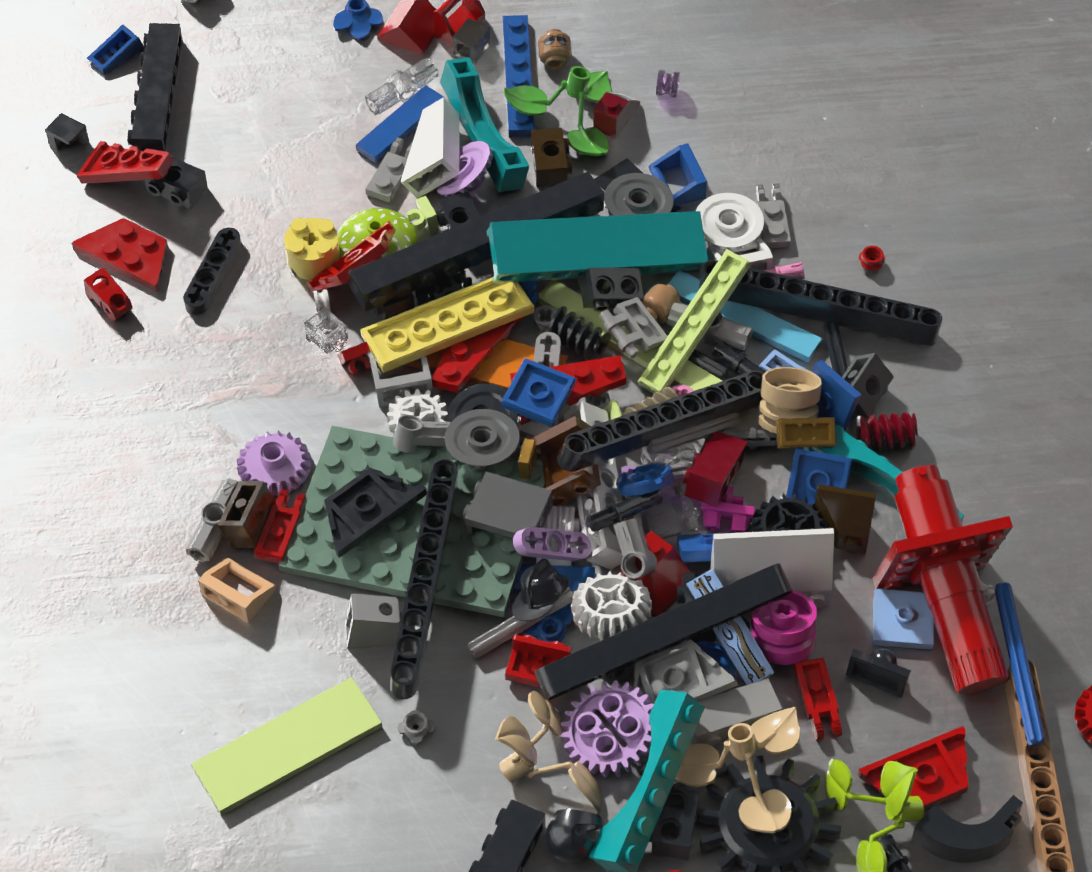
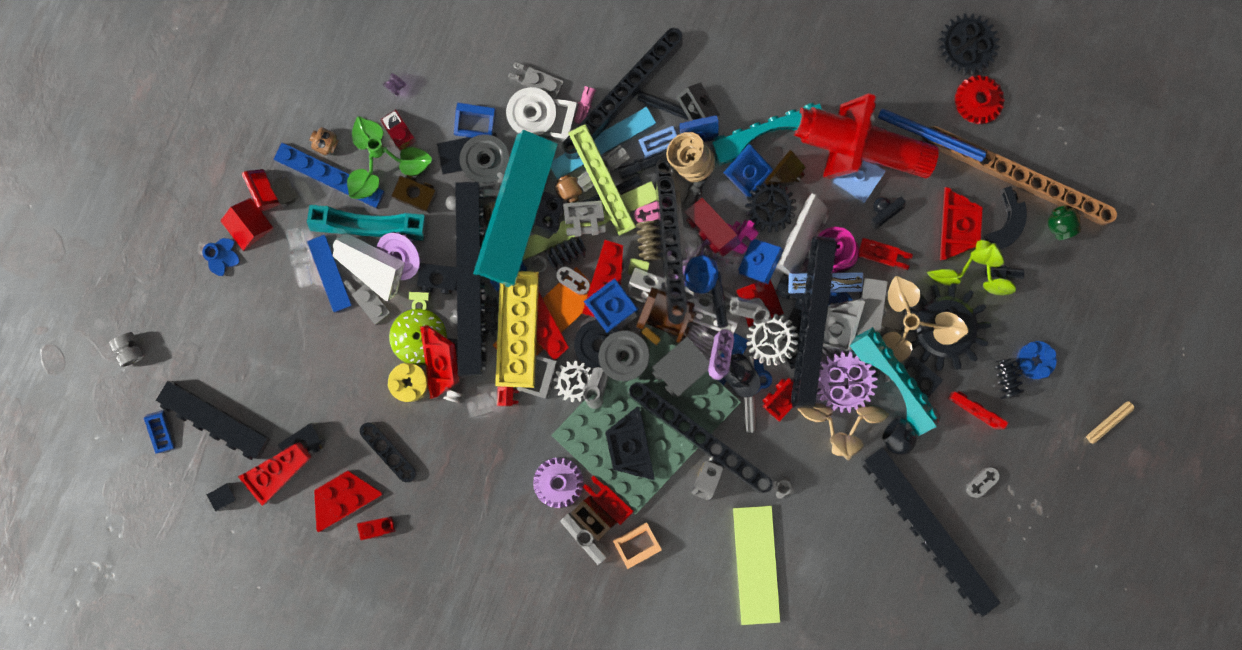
camera: 65 degrees left, 30 degrees up
(806, 432) = (721, 162): pearl gold plate -> none
(872, 258) = (602, 34): red plate -> none
(887, 430) = (735, 109): dark red piece -> none

